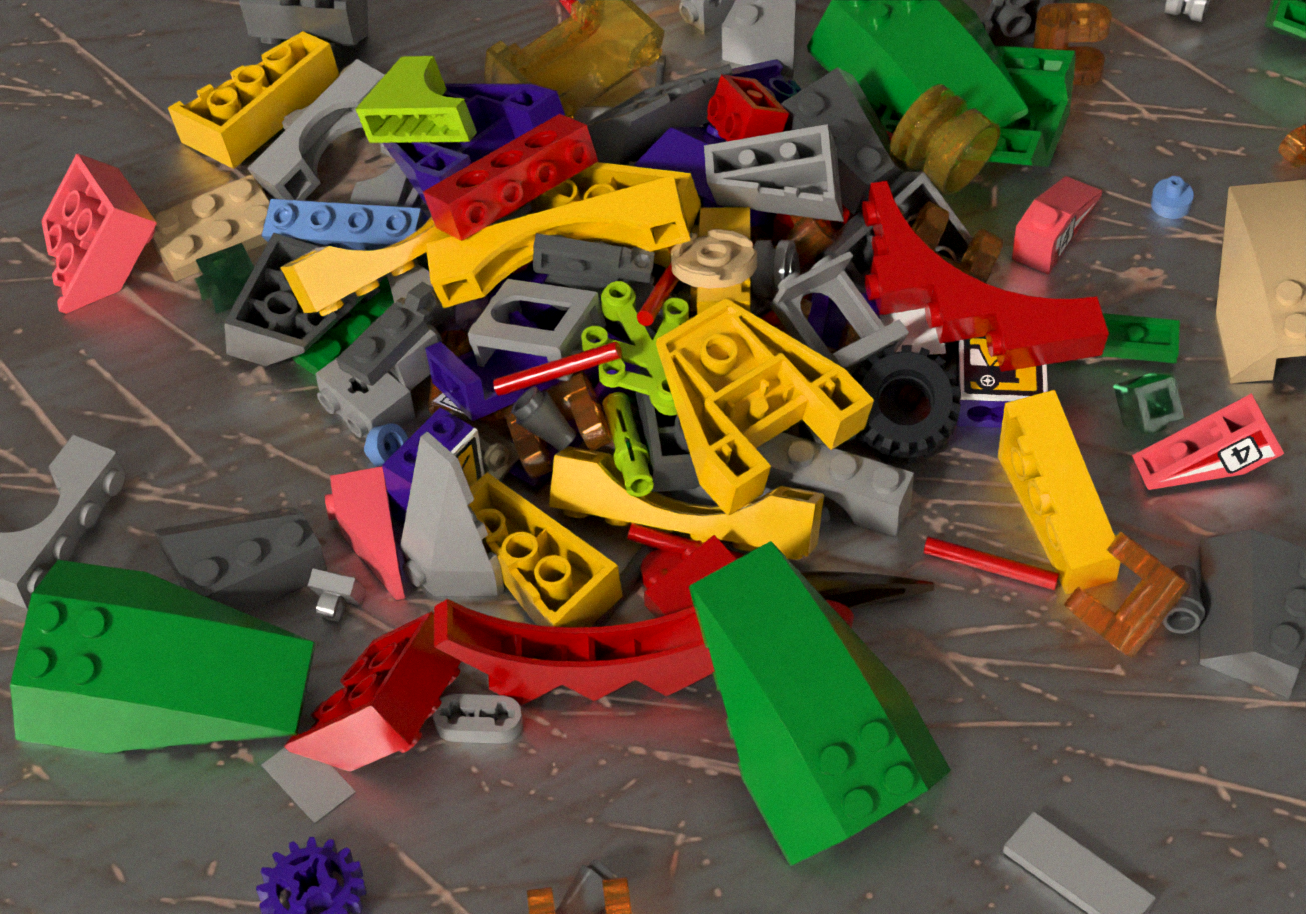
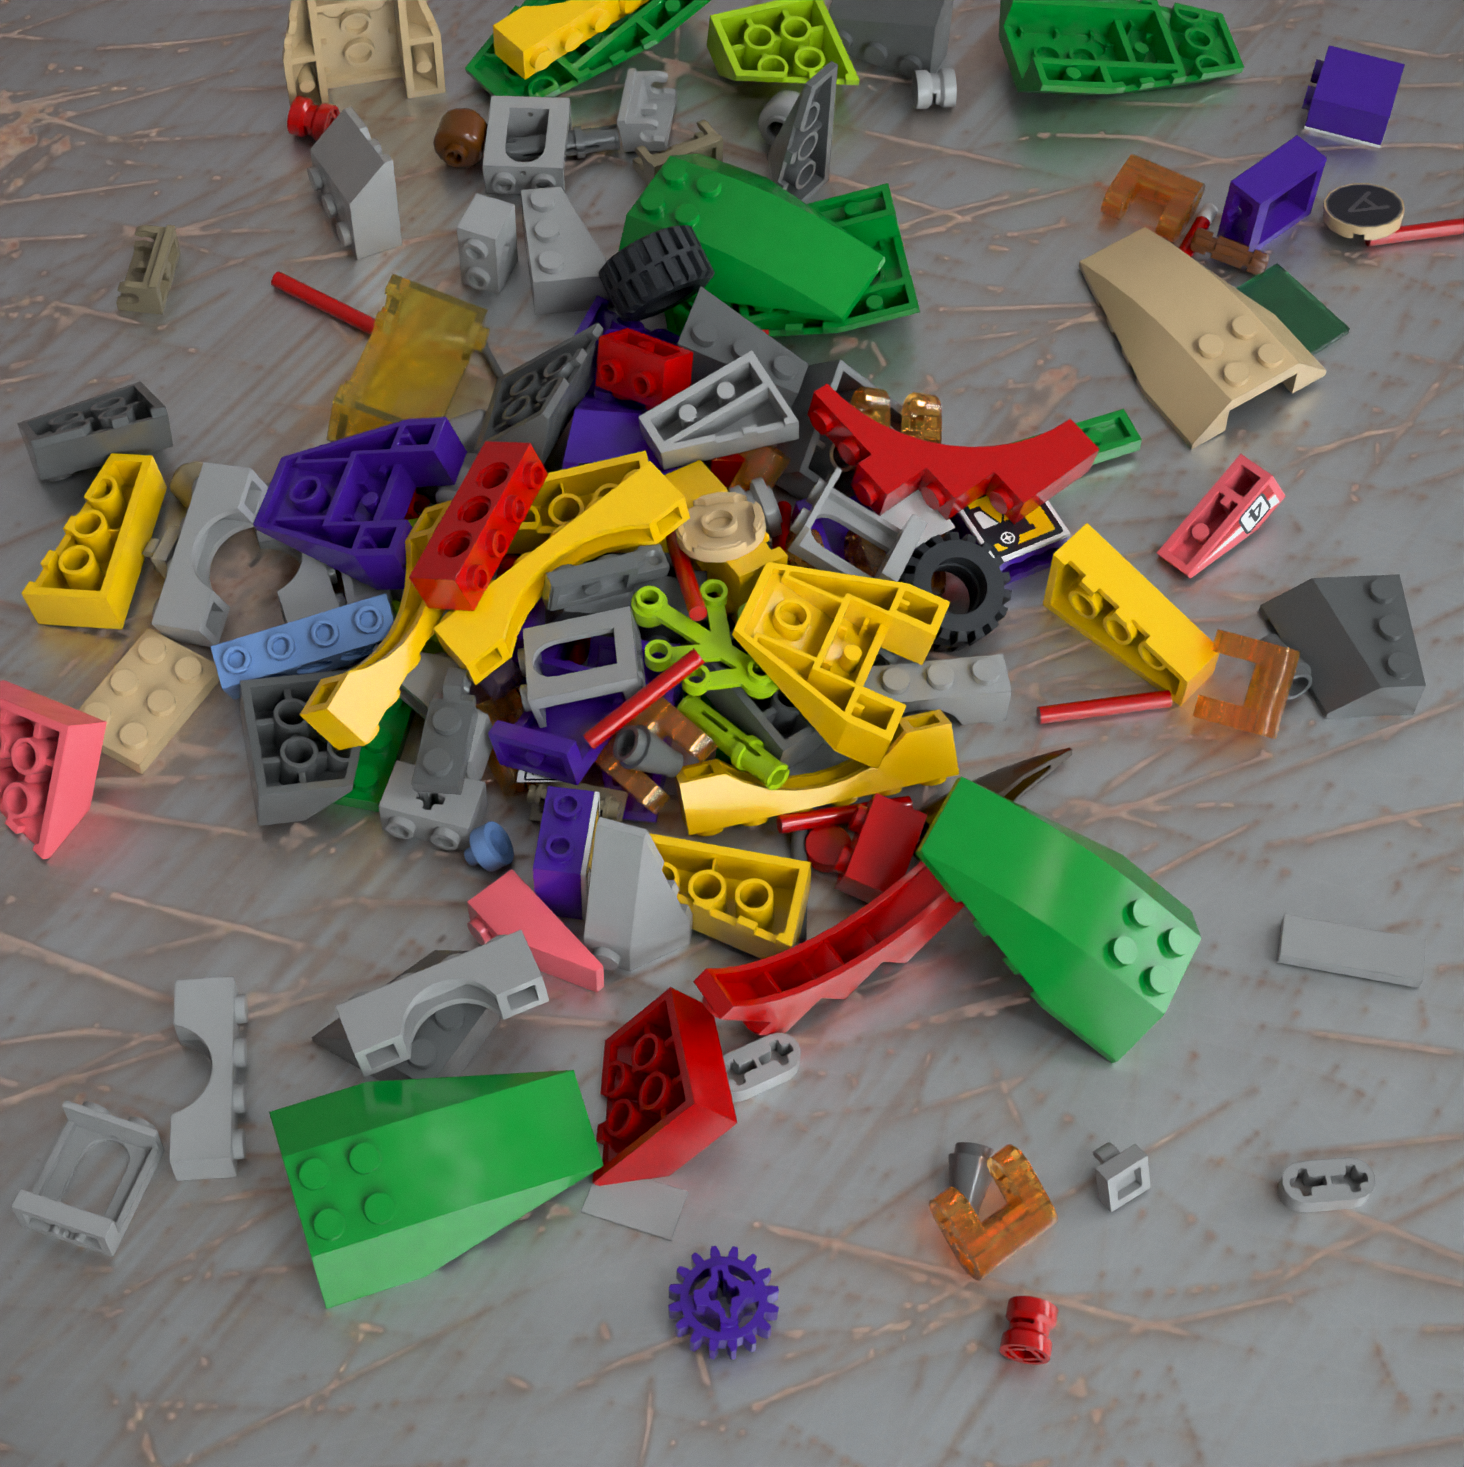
camera: 35 degrees left, 5 degrees up
(186, 532) = (493, 975): none -> light grey arch
(223, 276) = (206, 747): clear green brick -> none
(334, 593) = (545, 1016): light grey tile -> none
(411, 107) = (301, 497): lime arch -> none
(815, 42) = (656, 273): none -> black tyre
(944, 139) = (839, 318): clear yellow wheel -> none
(1053, 223) = (955, 358): coral slope -> none
(1055, 32) = (854, 169): clear orange connector -> none
(1149, 402) = (1149, 497): clear green brick -> none
(1172, 198) = (1037, 292): medium blue tile -> none

